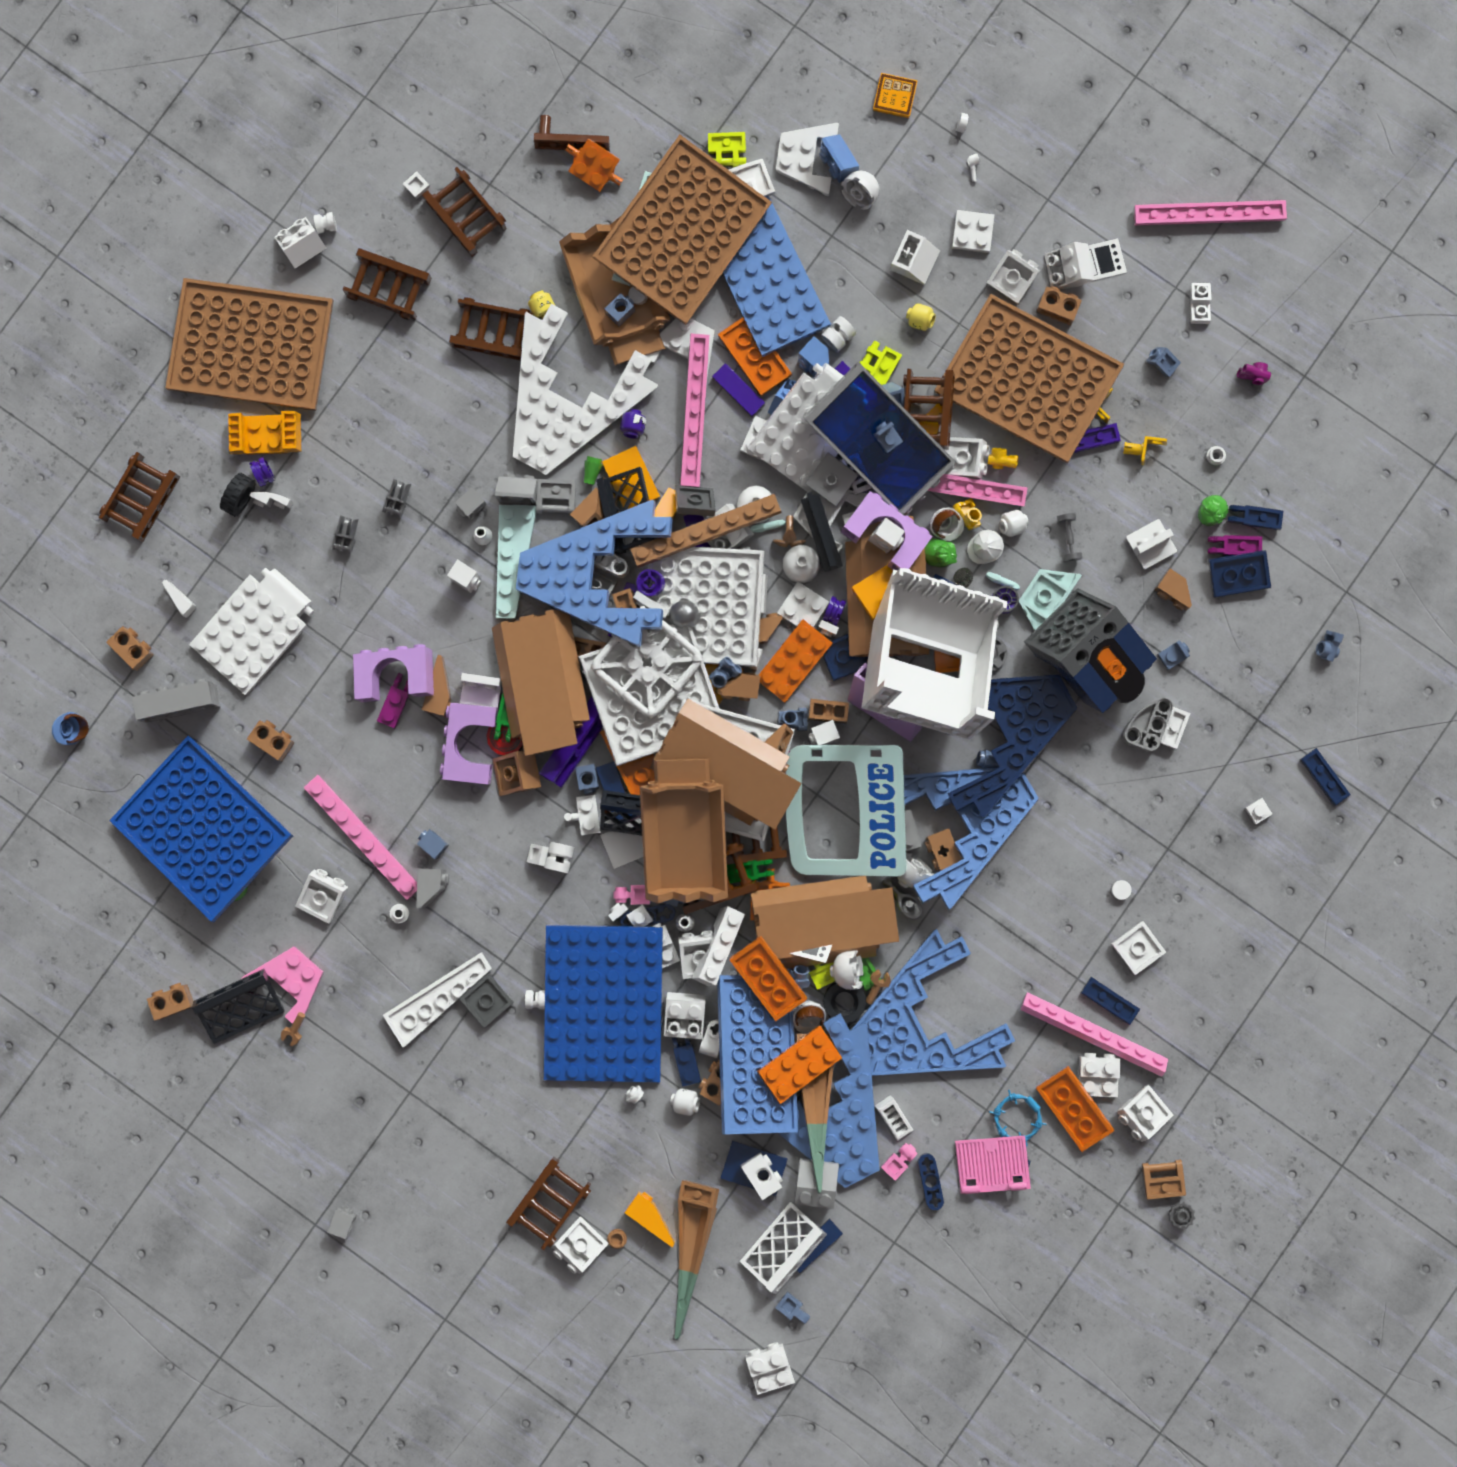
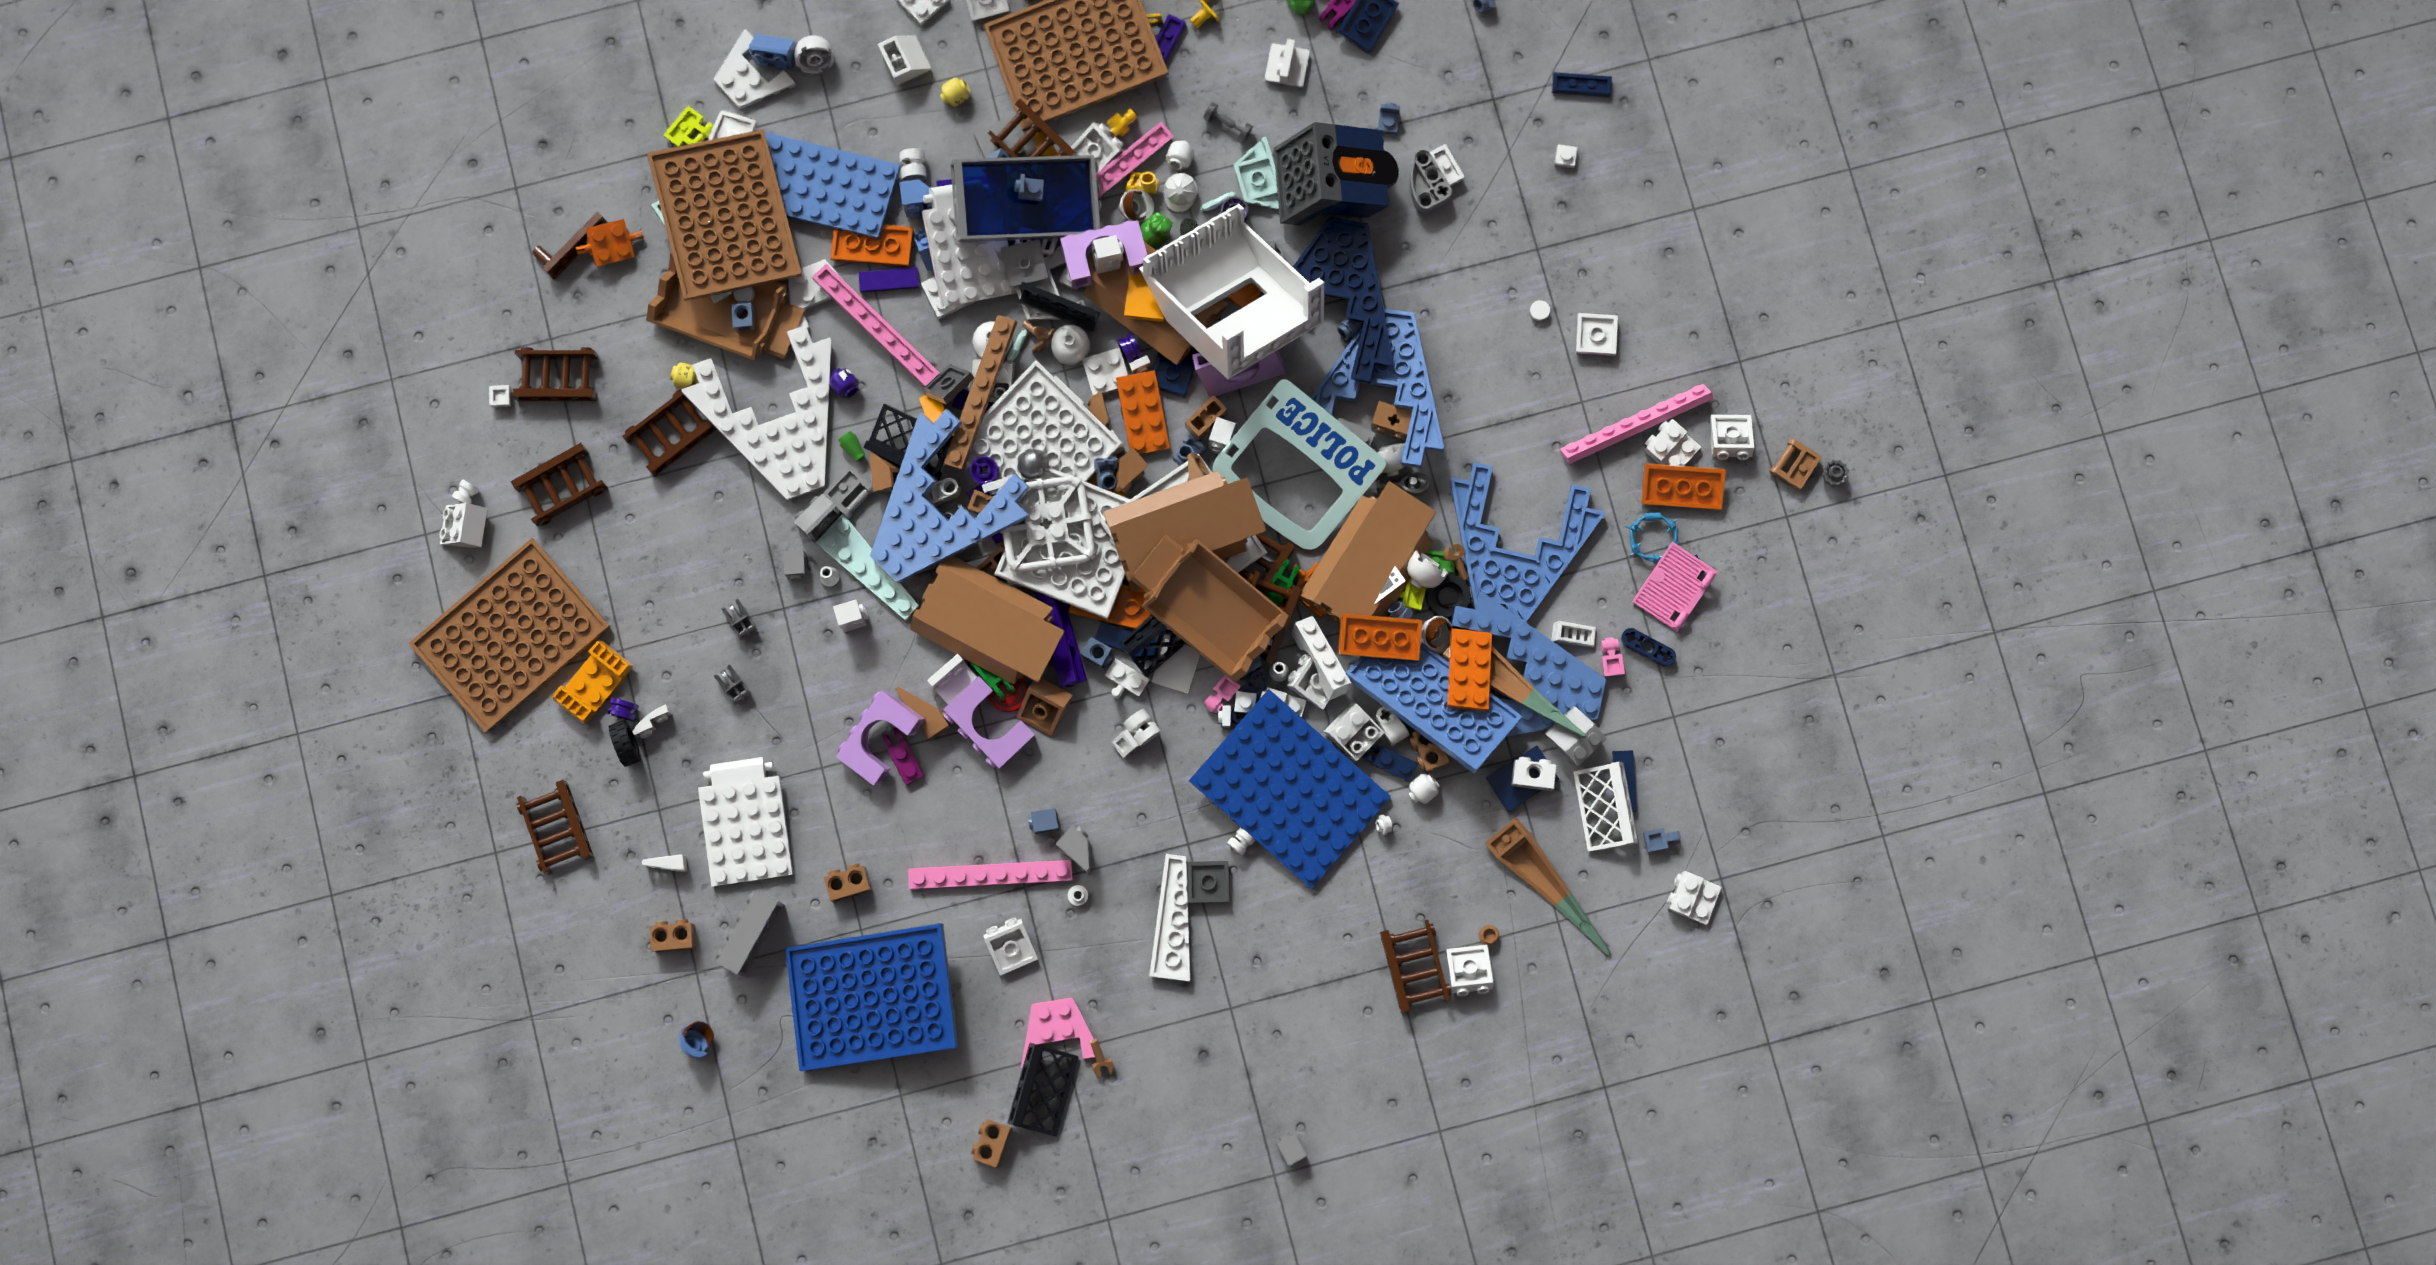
camera: 50 degrees left, 5 degrees down
(624, 462) = (868, 415): light orange tile -> none
(646, 1213) = (1491, 893): light orange slope -> none
(885, 364) = (965, 145): neon yellow plate -> none
(1110, 1001) = (1620, 390): dark blue tile -> none
(1174, 588) = (1337, 76): medium nougat slope -> none

